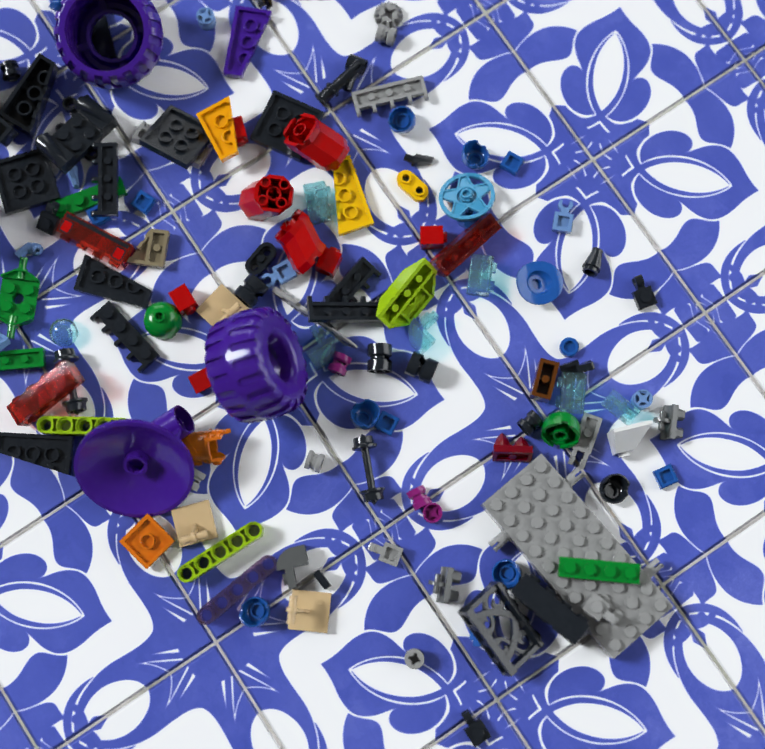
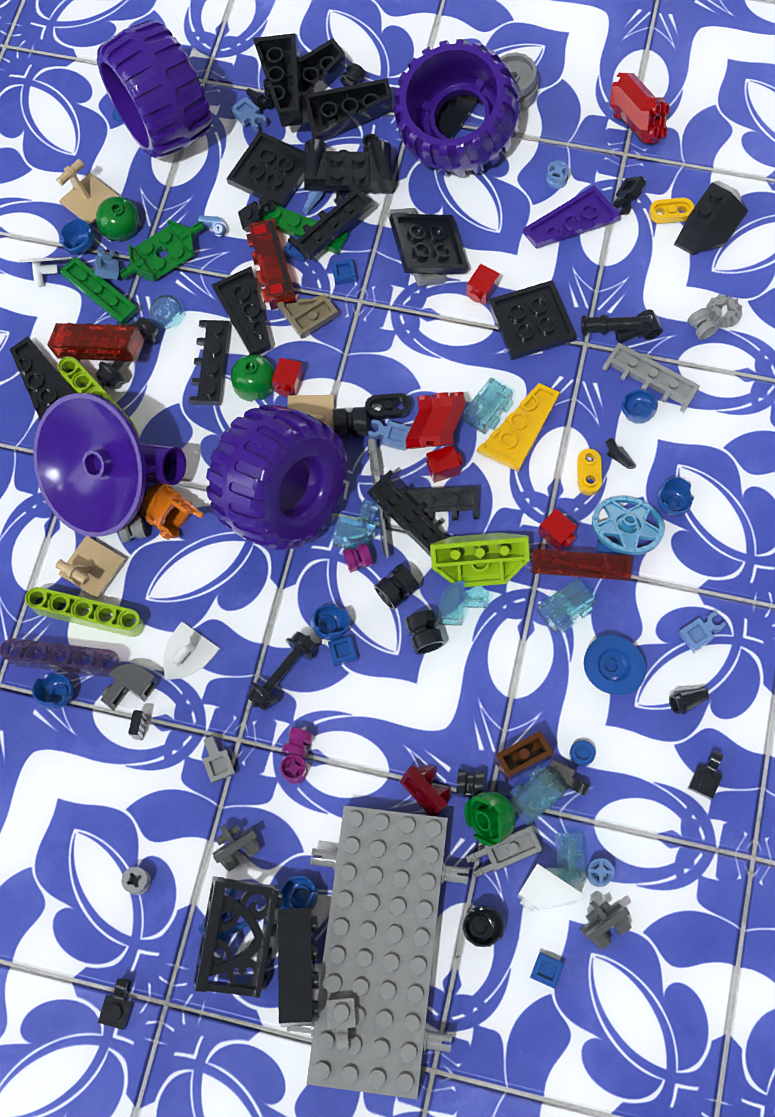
camera: 50 degrees right, 10 degrees down
(147, 541) = (39, 540): orange plate -> none
(220, 128) = (468, 267): light orange wing -> none
(266, 197) = (447, 358): red brick -> none
(302, 513) = (186, 653): none -> white shield
(308, 611) = (97, 739): tan plate -> none
(314, 461) = (244, 617): light grey wheel -> none
(316, 142) = (539, 352): red brick -> none
(512, 163) = (704, 538): blue tile -> none
(599, 570) = (382, 983): green plate -> none

